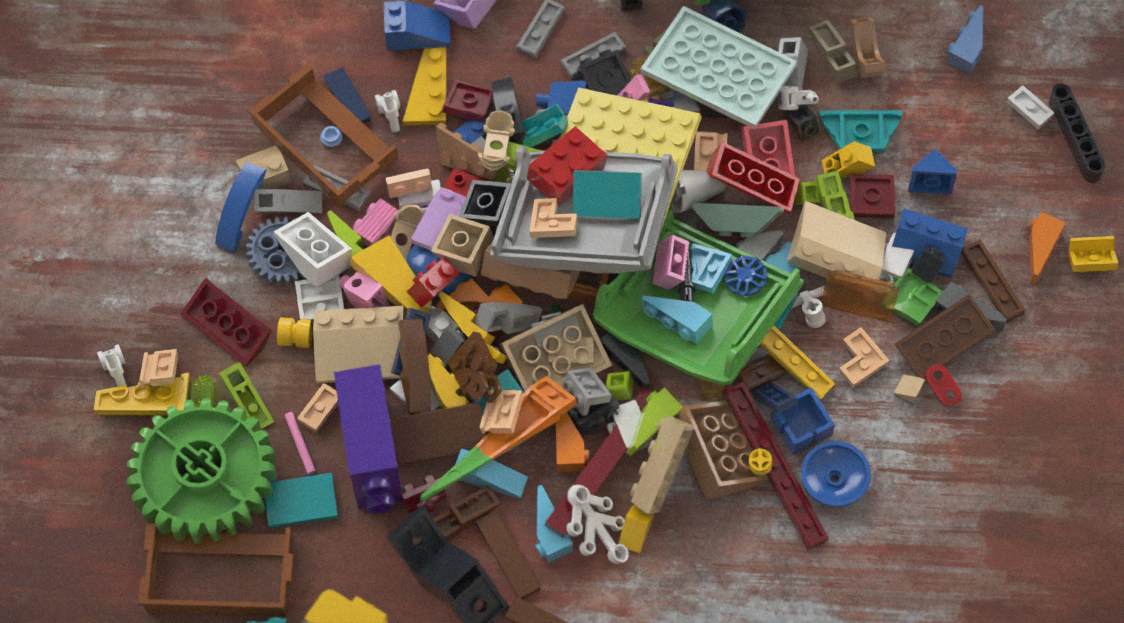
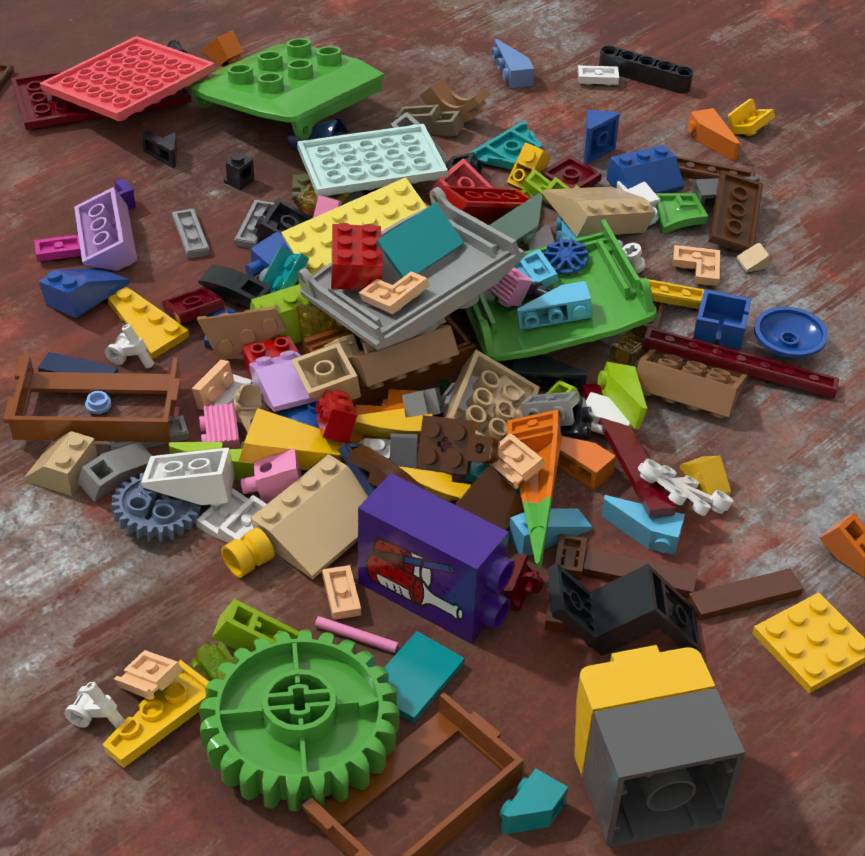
camera: 50 degrees left, 20 degrees down
(226, 322) = (168, 593): dark red slope -> none
(237, 205) = (78, 497): blue slope -> none
(485, 202) = (310, 333): black slope -> none
(498, 129) = (256, 287): tan piece -> none
(661, 465) = (683, 400): tan slope -> none
(760, 457) = (736, 359): yellow wheel -> none
(775, 397) = (691, 312): dark blue tile -> none
(792, 97) = (448, 149): white piece -> none
(860, 295) = (653, 222): clear orange piece -> none
(928, 263) = (666, 178): black brick -> none
(943, 385) = (773, 240): red plate -> none

